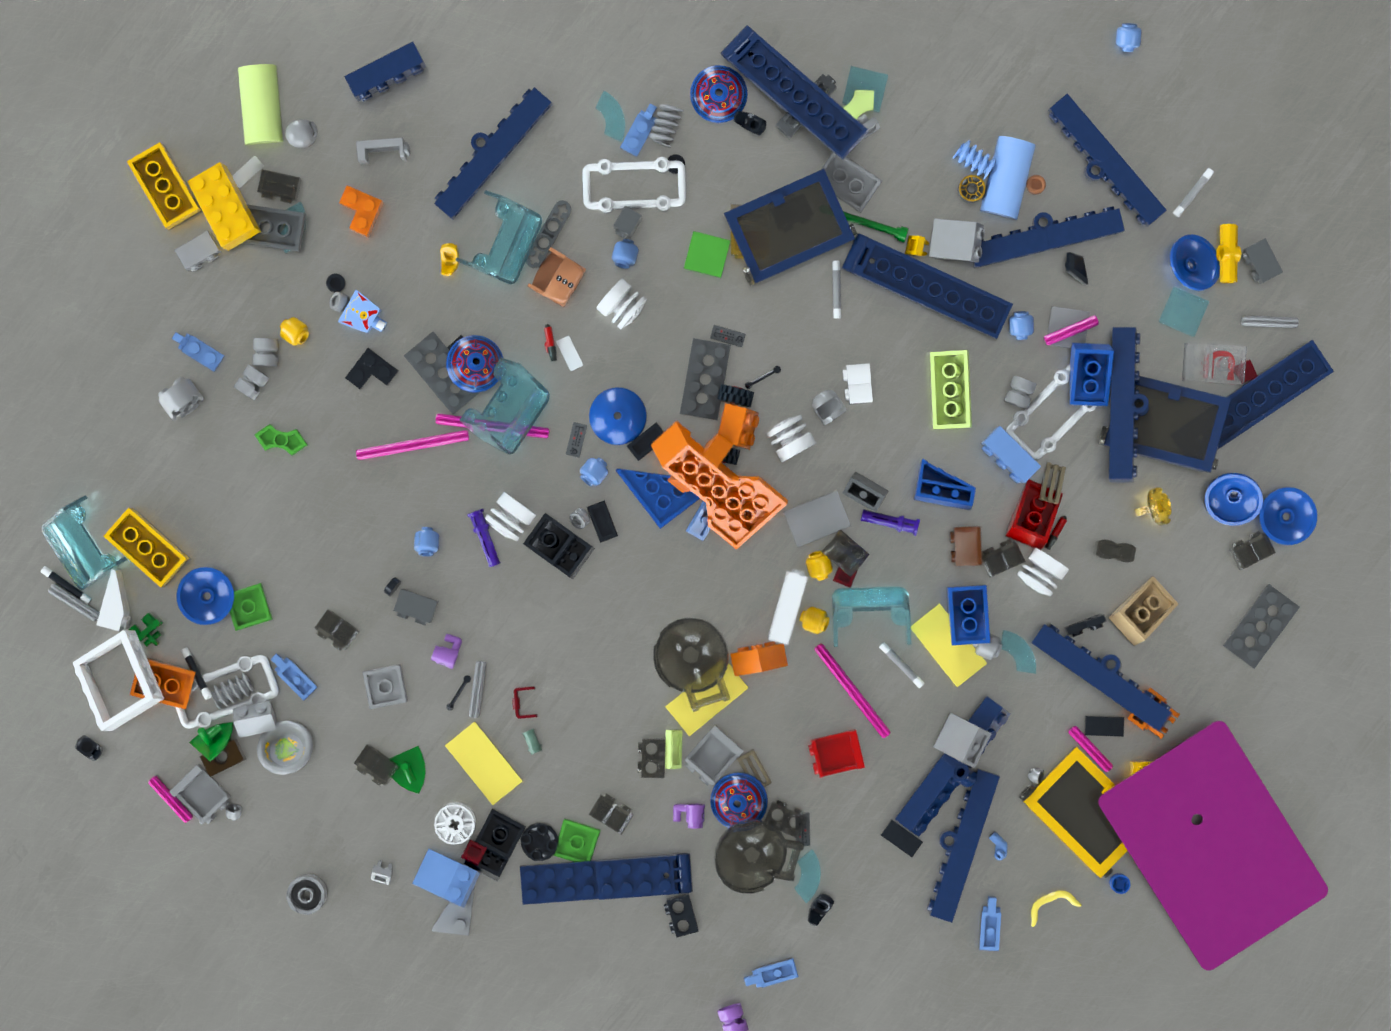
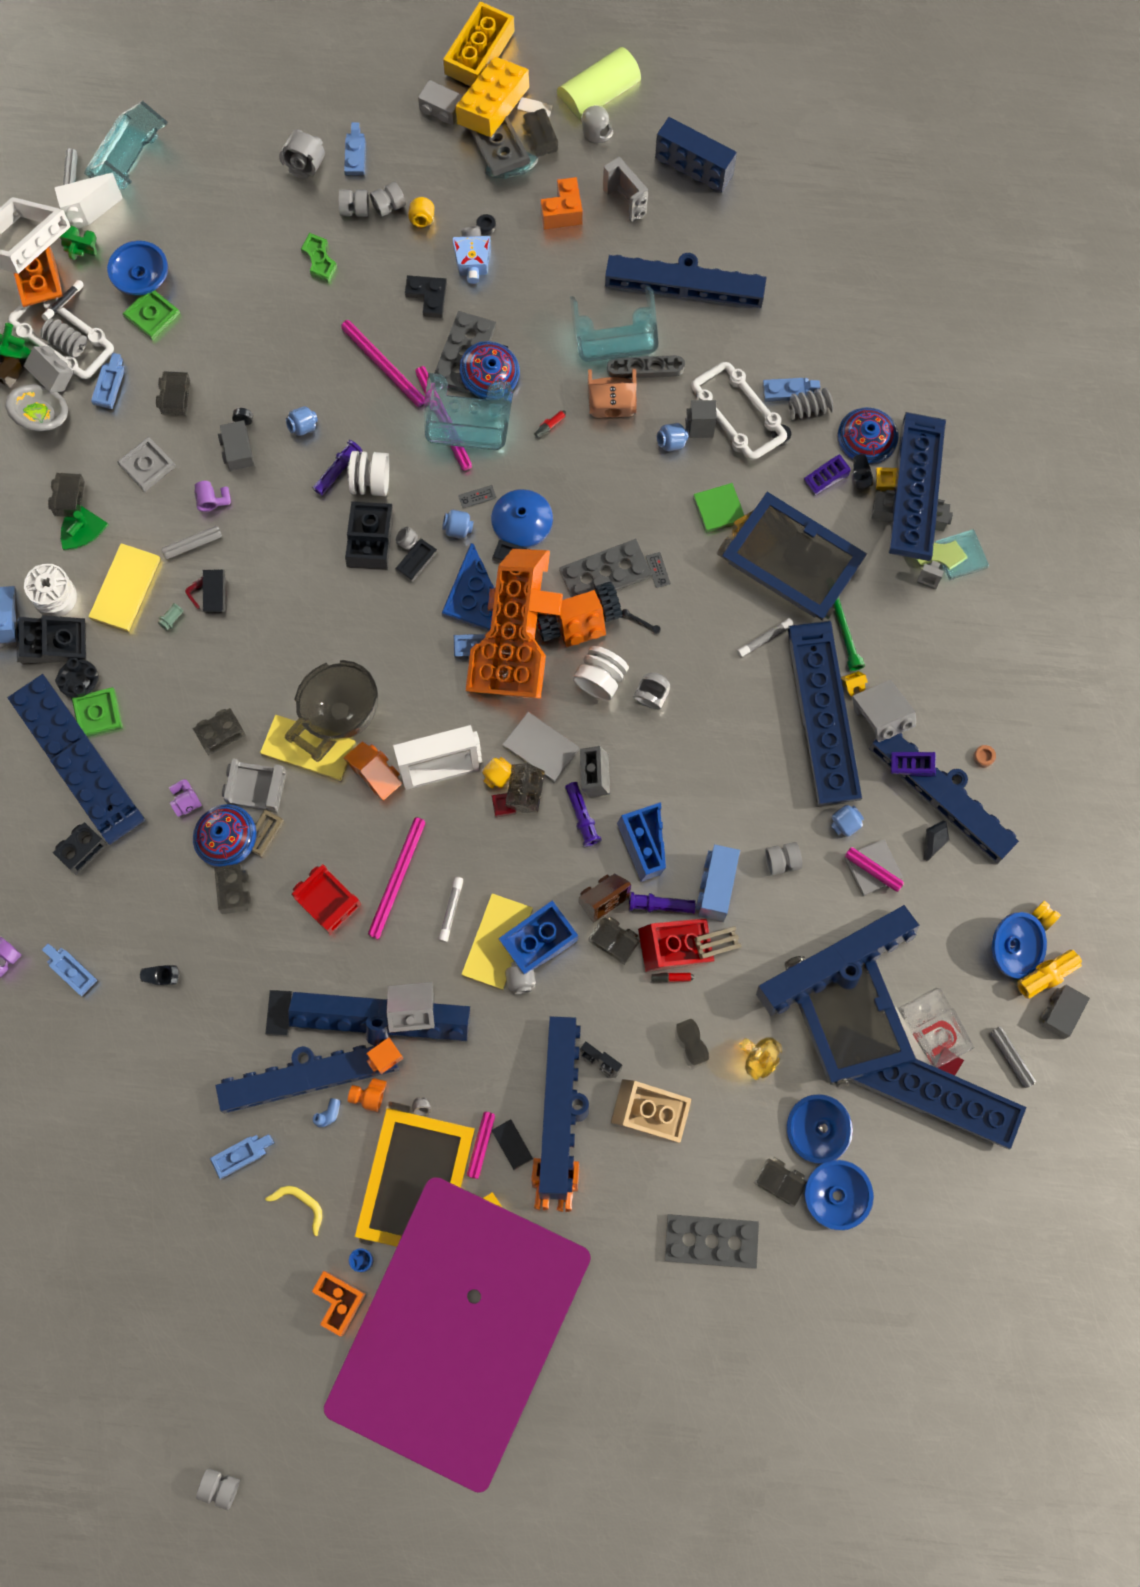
camera: 50 degrees right, 15 degrees down
(66, 585) = (81, 158): black bar -> none
(146, 547) = (152, 199): yellow brick -> none
(448, 256) = (563, 301): yellow hair -> none
(467, 679) = (196, 529): black hinge -> none
(473, 852) = (30, 620): dark red tile -> none
(532, 695) = (214, 590): none -> black tile
(569, 353) = (551, 446): white sticker -> none
(611, 814) = (141, 725): clear smoke brick -> none
(613, 116) = (786, 361): clear light blue tile -> none
(621, 304) = (625, 455): white wheel -> none
(673, 749) = (238, 744): yellowish green tile -> none
(733, 134) = (831, 464): none -> dark purple slope
(753, 855) = (174, 874): clear smoke windscreen -> none
(767, 108) = (885, 479): none -> yellow tile
(805, 834) = (225, 920): dark grey sticker -> none
(809, 877) = (190, 947): clear light blue tile -> none
(814, 620) = (443, 800): yellow head -> none
(851, 181) = (871, 590): light grey tile -> none
(859, 384) = (692, 706): white brick -> none
(870, 599) = (508, 863): clear light blue windscreen -> none
(951, 389) = (742, 791): yellowish green brick -> none
(971, 180) = (947, 695): wheel -> none
(975, 159) = (968, 684): light blue piece -> none
(988, 782) = (384, 1056): none -> orange brick
(991, 513) = (650, 903): none -> dark purple pin
(1006, 806) = (371, 1097): none -> orange piece
(1008, 177) = (974, 726): light blue brick -> none
(1020, 651) = (535, 1014): clear light blue tile -> none
(1022, 234) = (931, 756): none -> dark purple slope
(1022, 417) = (822, 890): white bar -> none
(1042, 572) = (625, 984): white wheel -> none
(1090, 374) = (845, 912): blue slope -> none
(1107, 160) = (1053, 805): dark blue hinge -> none
(1142, 912) = (344, 1301): none -> orange brick
(1183, 226) = (1046, 915): none -> yellow wheel
(1183, 311) = (964, 967): clear light blue tile -> none
(1193, 192) = (1081, 906): light grey bar -> none

